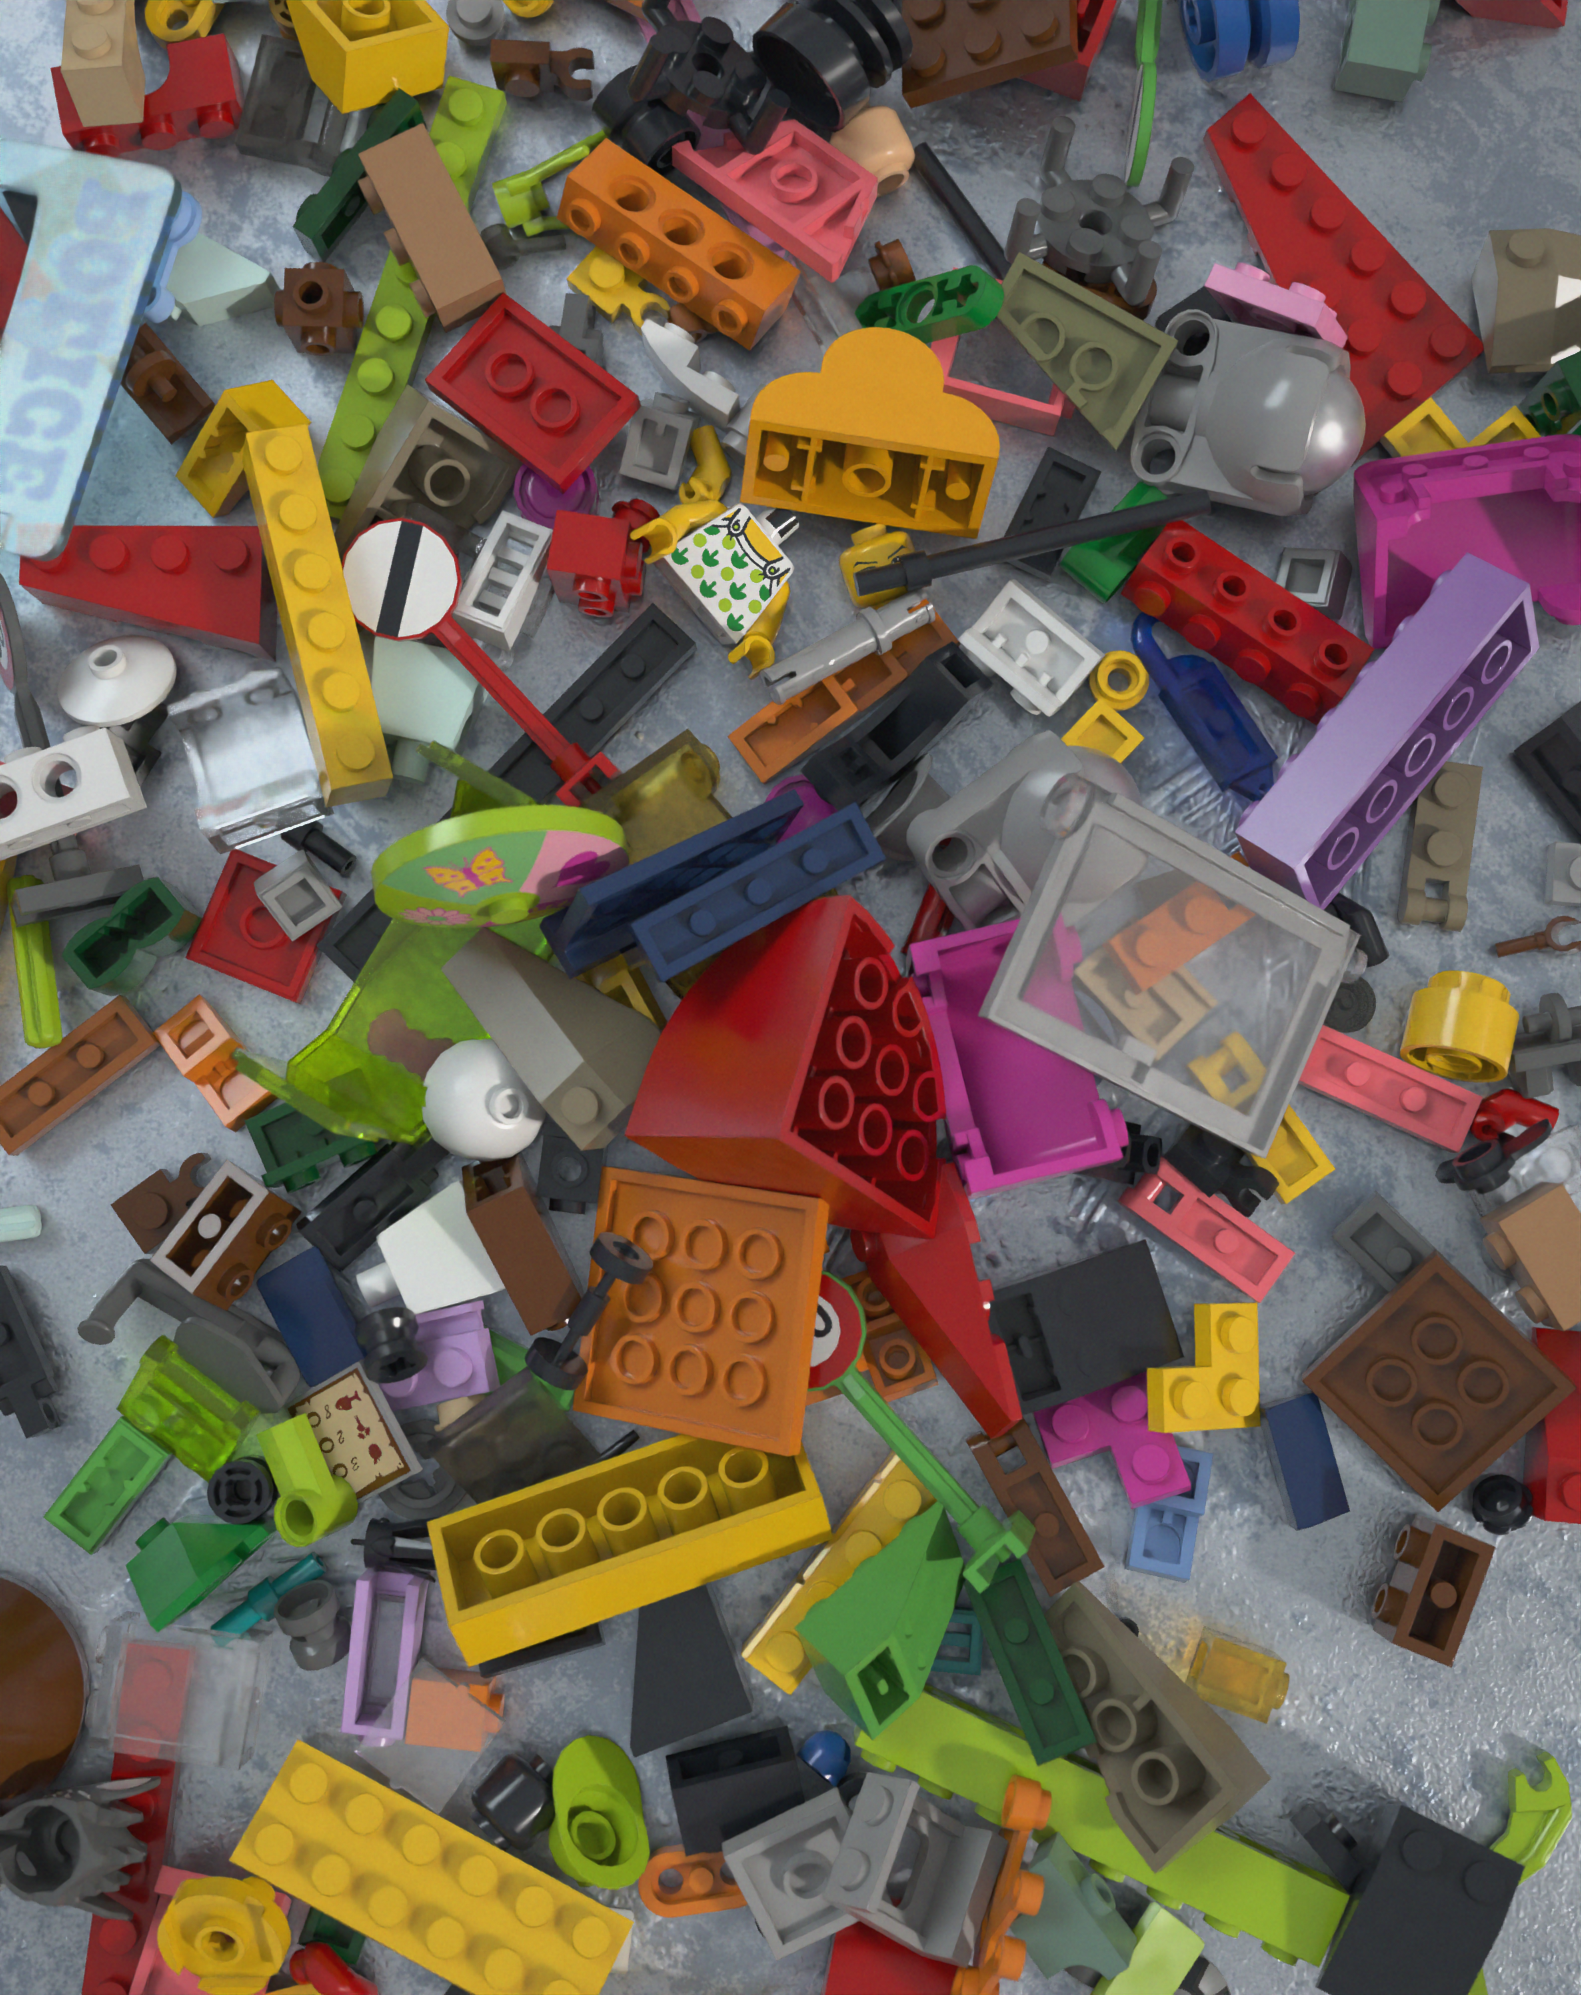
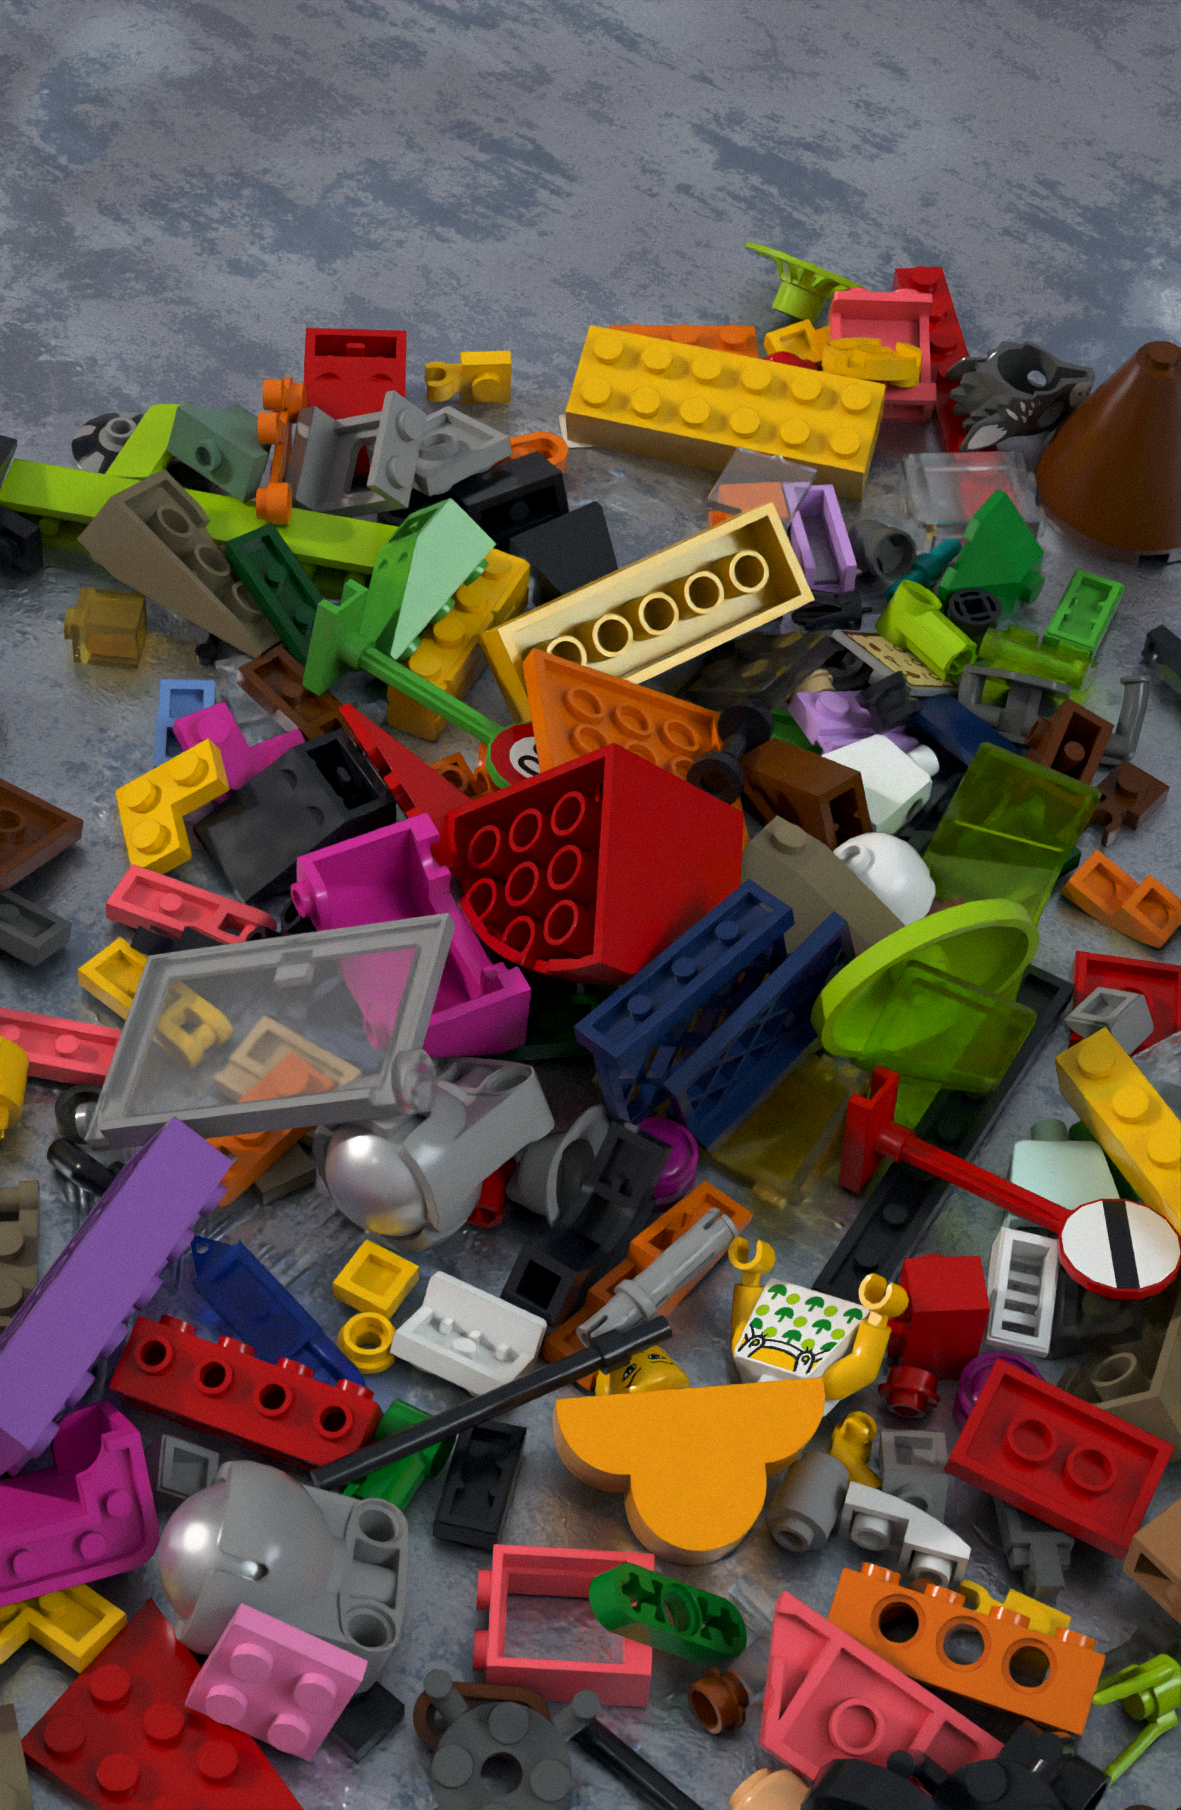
camera: 160 degrees right, 35 degrees down
(515, 1802) = (678, 478): black head -> none
(599, 1815) = (613, 469): lime piece -> none
(1084, 345) = (481, 1600): olive wing -> none
(1303, 1460) = (72, 773): dark blue slope -> none

